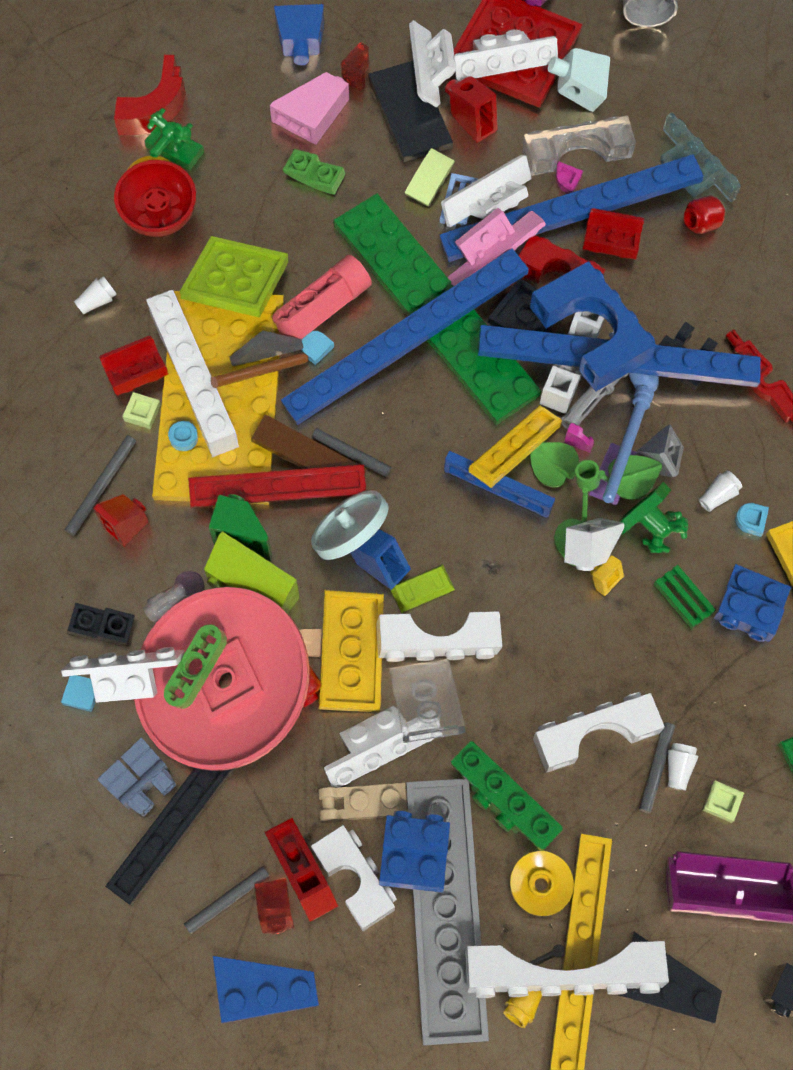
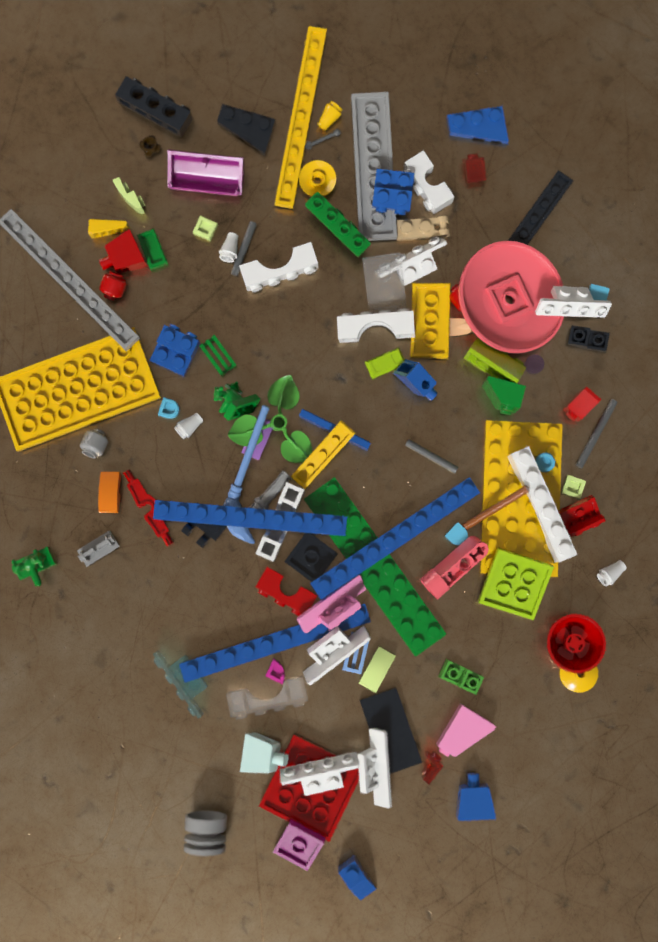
camera: 175 degrees left, 15 degrees up
(133, 113) = (577, 731): red arch -> none
(147, 767) = (560, 243): sand blue hips -> none
(159, 604) = (550, 349): clear cone -> none
(172, 141) = (566, 699): green piece -> none
(182, 669) = (521, 305): bright green beam -> none
(226, 900) = (502, 173): dark grey bar -> none
(265, 346) = (491, 525): dark grey tile -> none
(279, 485) = (481, 426): red tile -> none
(295, 446) = (460, 450): reddish brown tile -> none
(301, 869) = (456, 179): red slope -> none
(349, 525) = (433, 395): light aqua piece -> none
(473, 107) = (345, 728): red torso -> none
(497, 970) = (268, 127): white arch -> none
(577, 439) = (279, 464): dark pink tile -> none
(588, 292) = (245, 515): blue arch -> none
(591, 542) = (276, 384): white slope -> none
(607, 575) = (267, 367): yellow tile -> none
(613, 233) = (247, 619): red bracket -> none
(666, 449) = (223, 451): light grey slope -> none
(704, 214) = (180, 636): red head -> none

